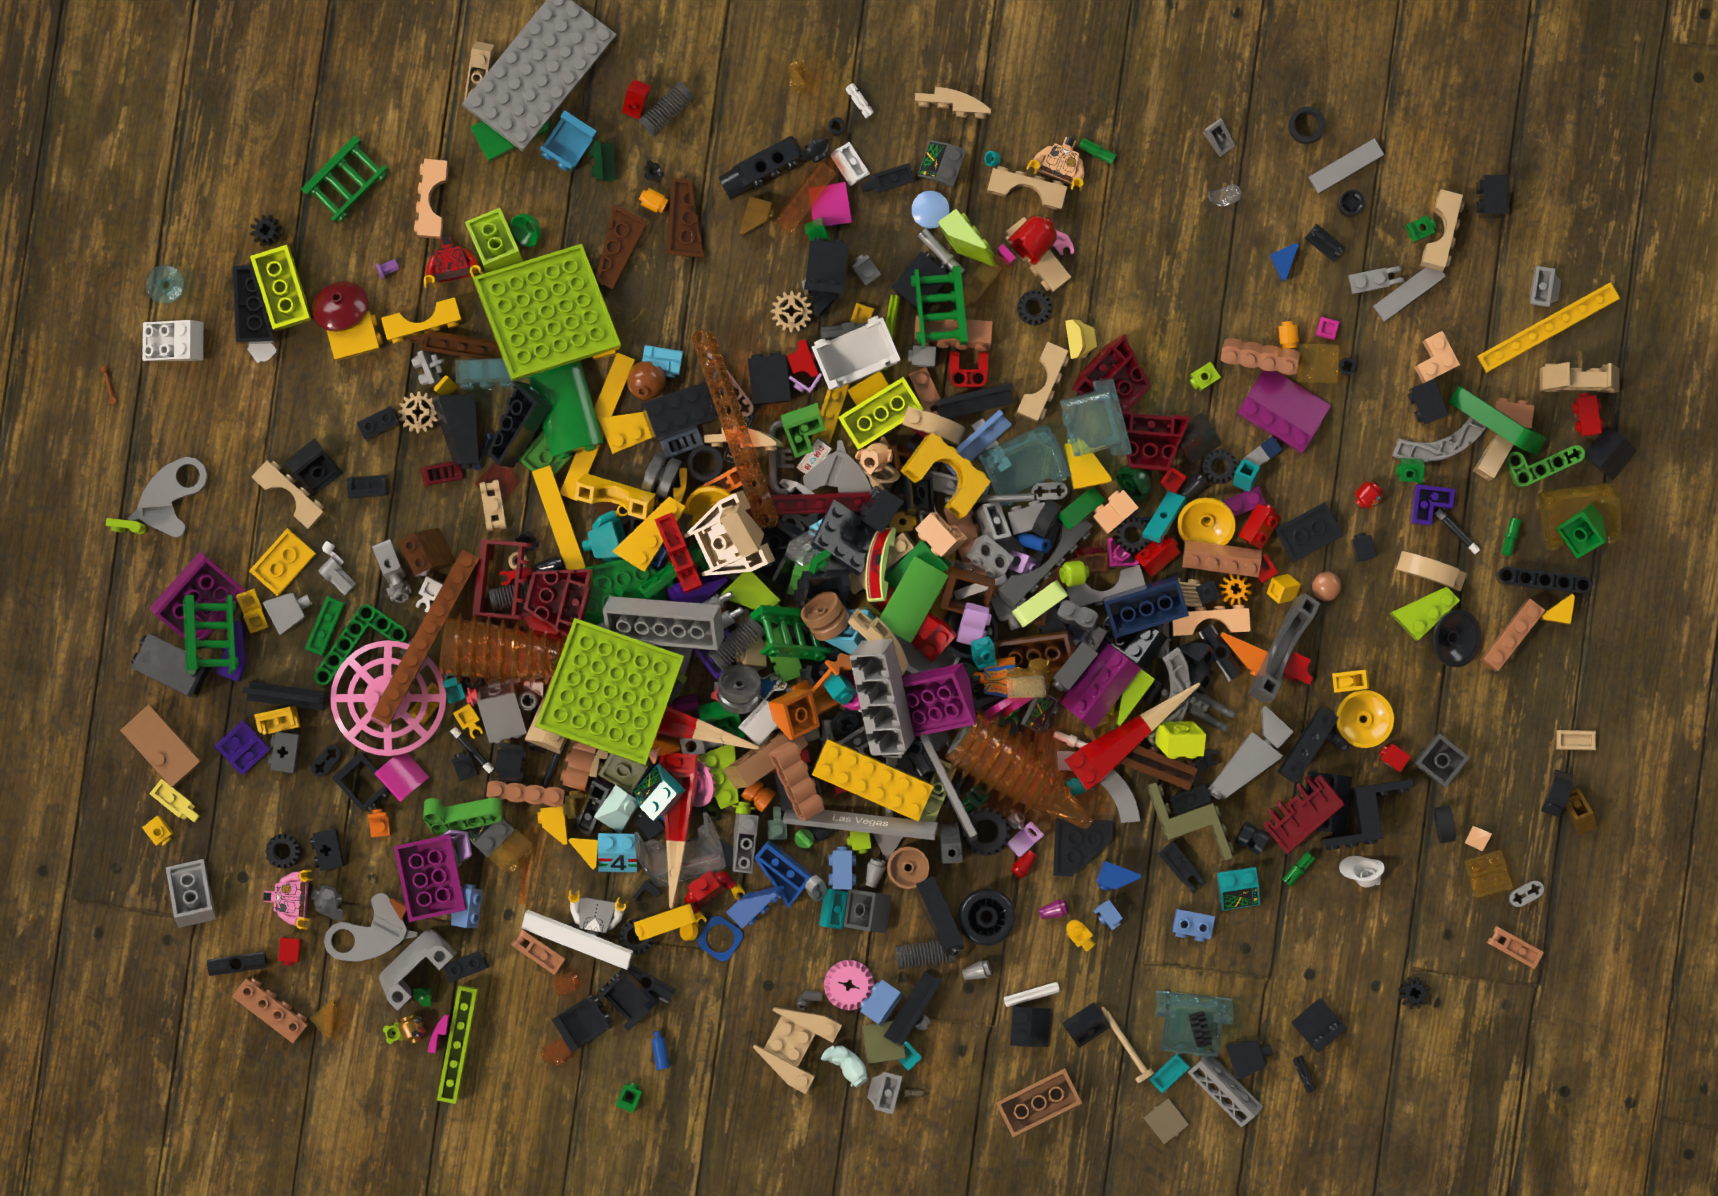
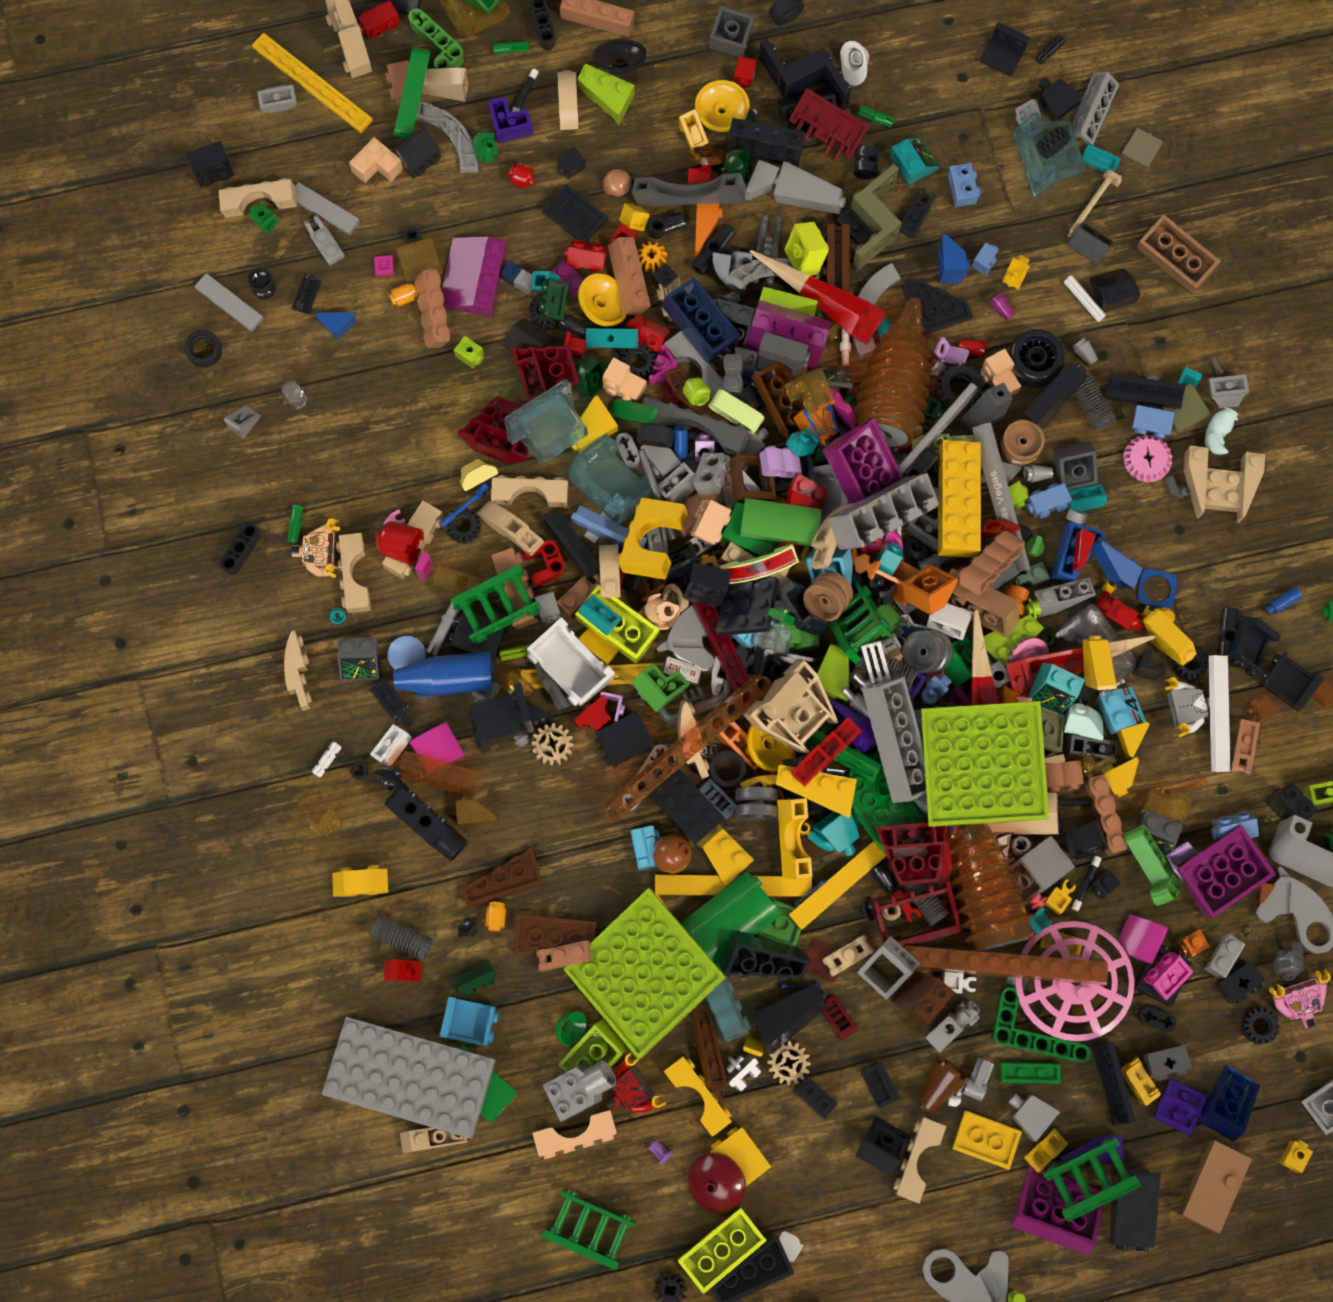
camera: 115 degrees left, 10 degrees down
(174, 801) = (1261, 1151): light yellow hinge -> none
(227, 792) = (1229, 1104): none -> clear blue slope
(346, 541) = (941, 1084): none -> reddish brown cone
(356, 845) = (1224, 956): none -> light grey brick
(358, 782) = (1168, 975): none -> dark pink bracket
(468, 216) = (579, 1089): none -> light grey brick
(478, 539) = (891, 950): none -> light grey window
(558, 480) = (798, 902): none -> dark blue hinge
(592, 249) = (564, 955): none -> nougat plate
(663, 840) = (1098, 664): none -> yellow slope
(701, 682) = (935, 690): none -> medium blue hips
(728, 630) = (880, 678): none -> white tile
(731, 91) = (357, 882): none -> yellow brick
(759, 660) = (890, 643): none -> light grey bush
(780, 876) = (1083, 545): none -> red slope
(816, 229) = (466, 749): green panel -> none
(832, 807) = (995, 527): none -> red plate
(860, 299) = (514, 677): none -> clear yellow bracket
(890, 237) = (447, 675): none -> blue piece
(892, 399) = (599, 615): none -> teal slope
(966, 238) = (422, 605): lime slope -> none
(982, 875) = (999, 370): none -> light nougat brick
(1012, 349) = (510, 526): none -> tan slope
(1043, 297) = (451, 516): none -> blue piece
(1101, 95) = (240, 557): none -> black beam
(1221, 474) = (553, 300): none -> dark green bracket
(1234, 619) = (679, 246): light nougat arch -> none
(1242, 1018) = (1026, 110): none -> light grey bracket
(1263, 619) = (668, 224): none -> black piece
(1295, 708) = (737, 162): none -> dark green cylinder
(1317, 682) = (706, 155): none -> reddish brown tile

